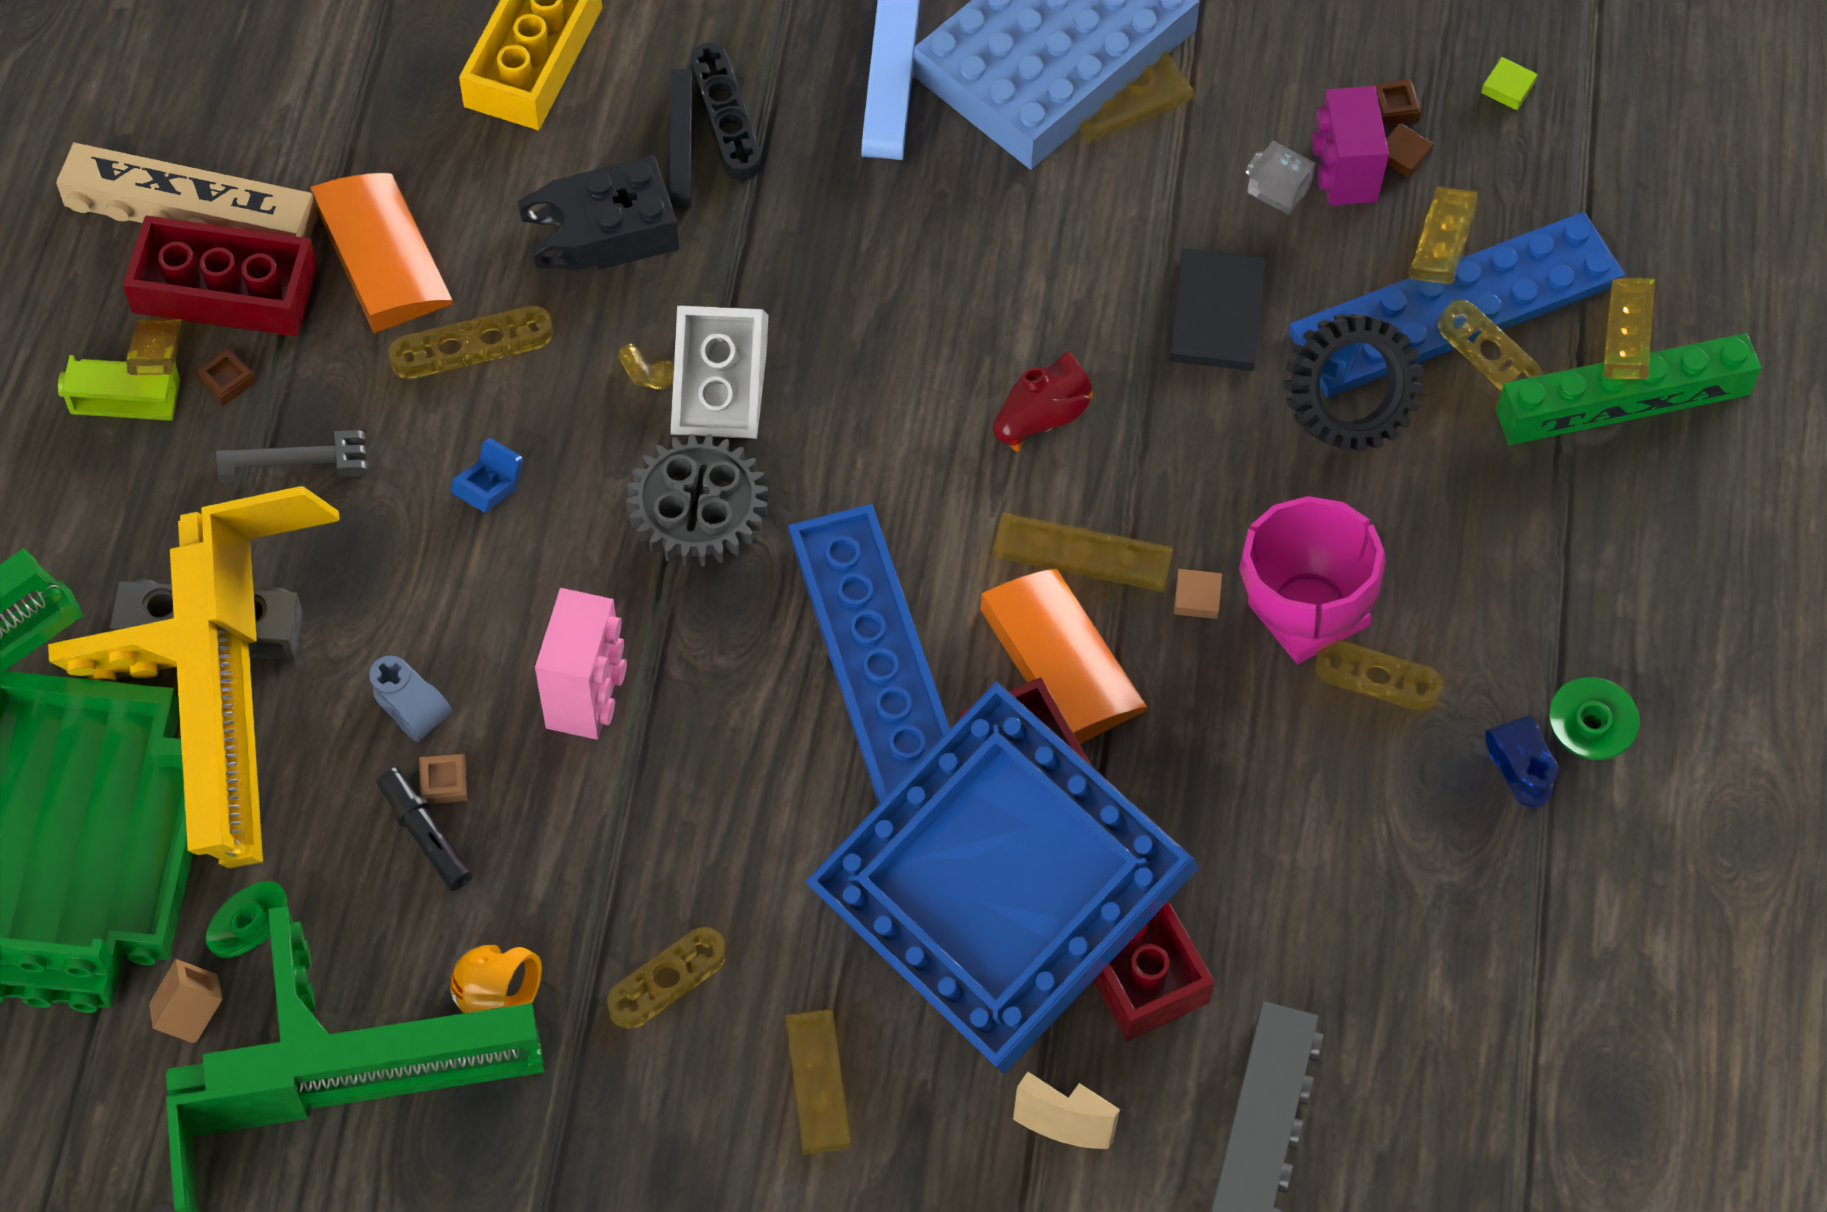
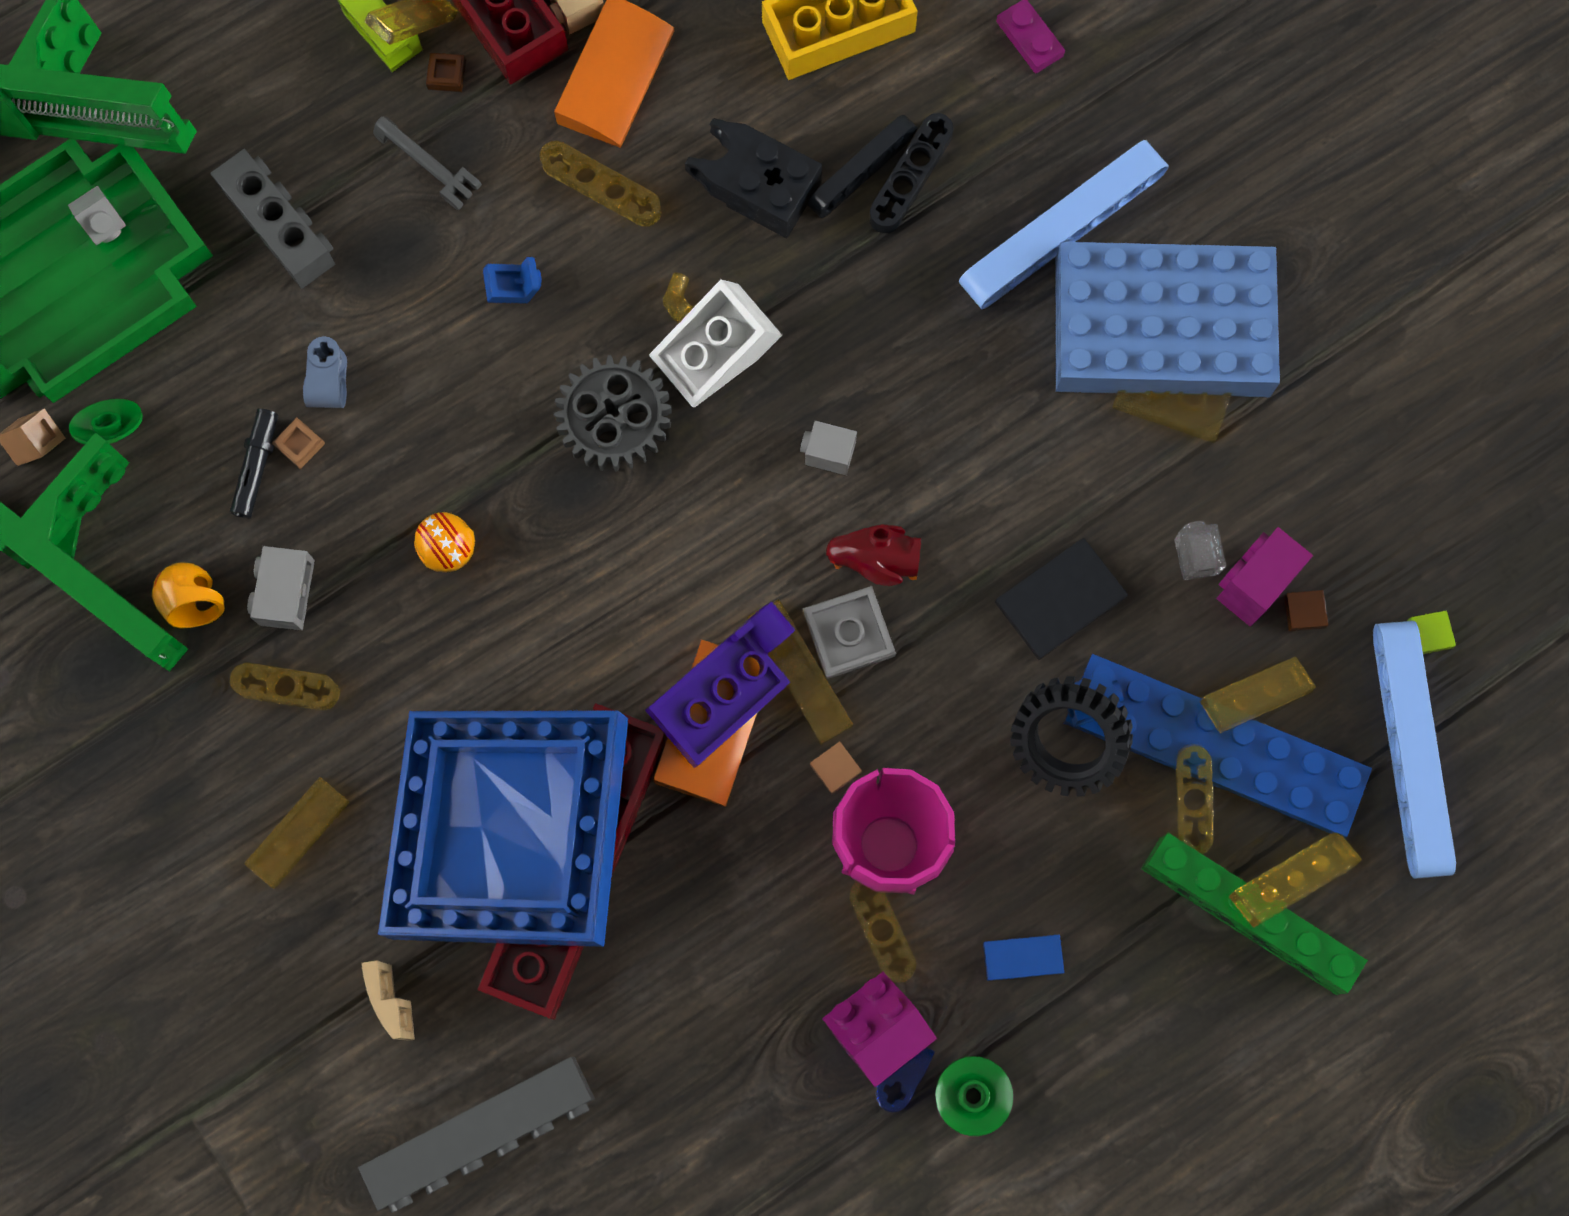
camera: 50 degrees right, 15 degrees up
(41, 755) = (97, 216): none -> light grey brick
(212, 660) = (252, 220): yellow piece -> none
(572, 899) = (281, 588): none -> light grey brick
(580, 664) = (418, 453): bright pink brick -> none
(675, 726) = (444, 542): none -> light orange helmet
(870, 642) = (609, 605): blue plate -> none
(908, 363) = (829, 447): none -> light grey brick
(1024, 548) = (699, 686): none -> dark purple hinge
(1085, 486) = (849, 632): none -> light grey tile
(1398, 102) = (1340, 572): reddish brown tile -> none
(1470, 731) = (879, 1028): none -> magenta brick
(1504, 589) = (1023, 957): none -> blue tile
(1596, 170) = (1414, 750): none -> light blue beam

